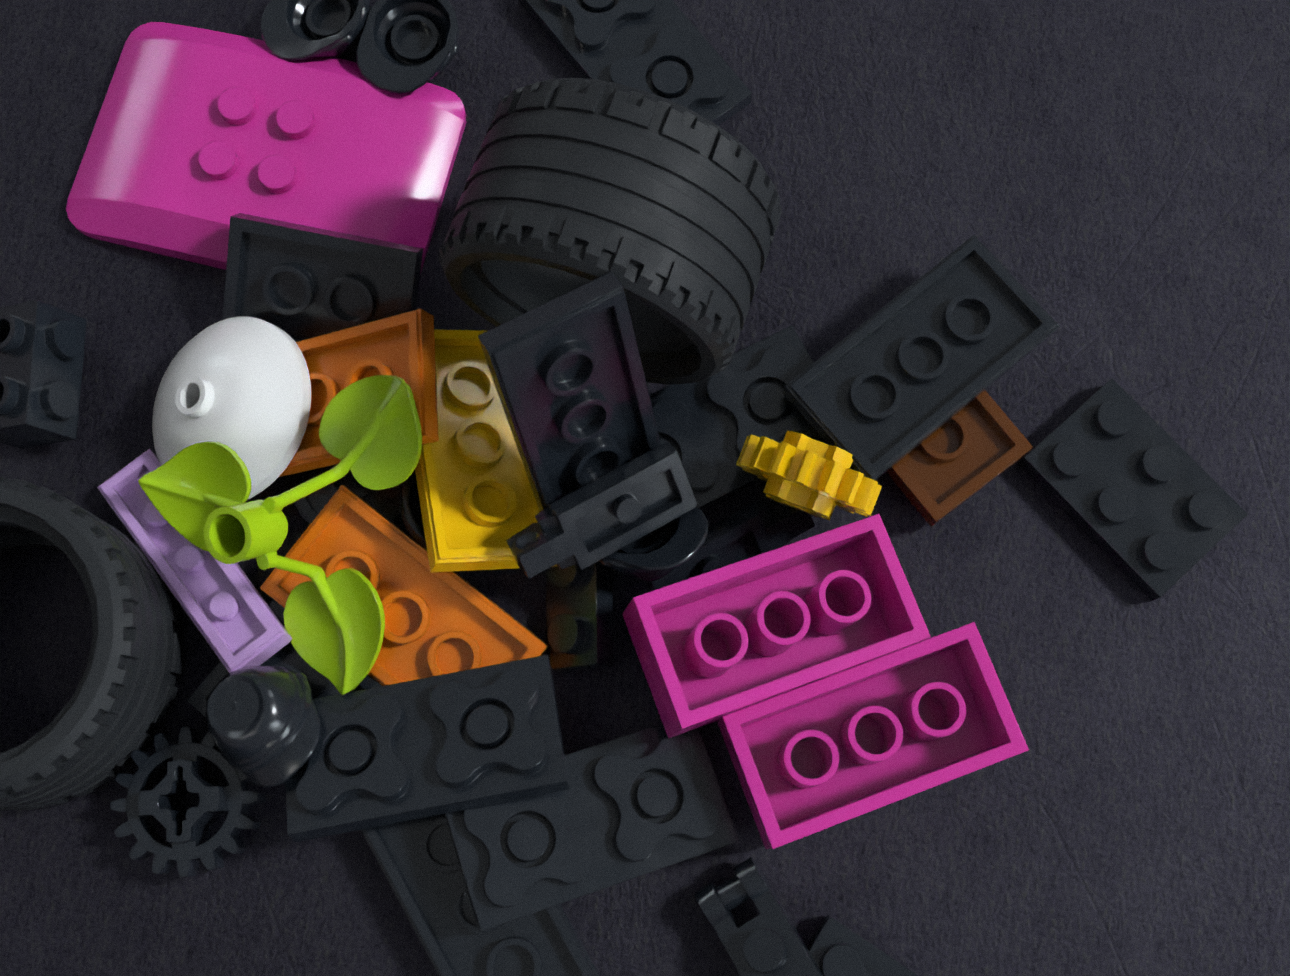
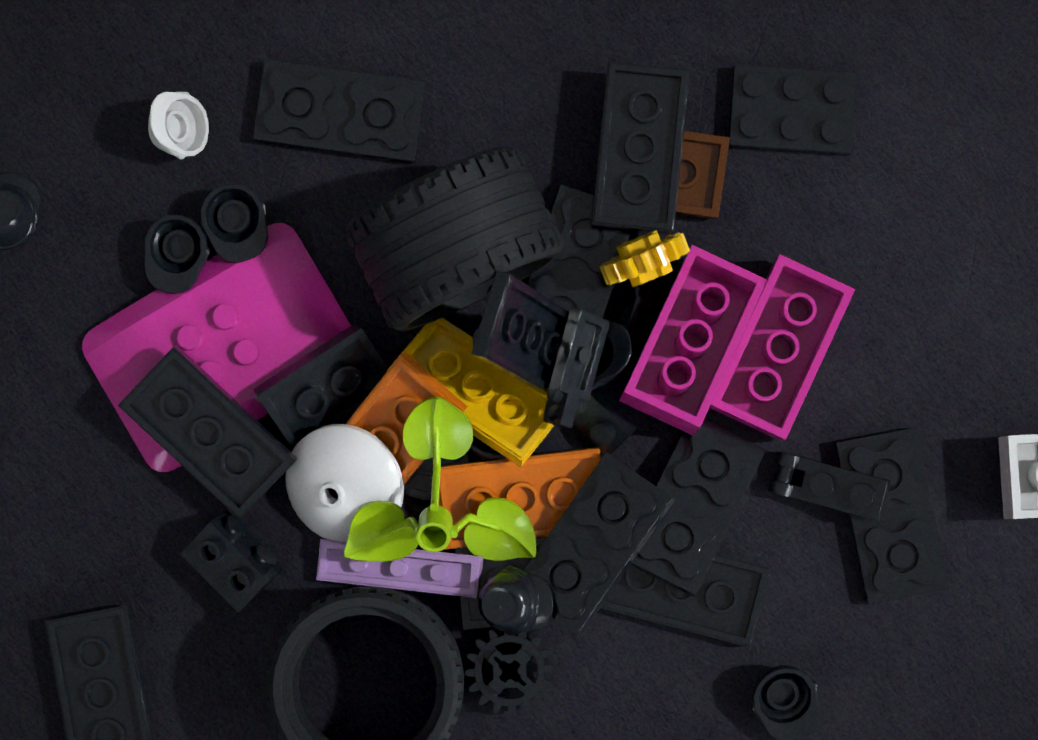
camera: 45 degrees left, 10 degrees up
(145, 211) = (207, 431): none -> black piece

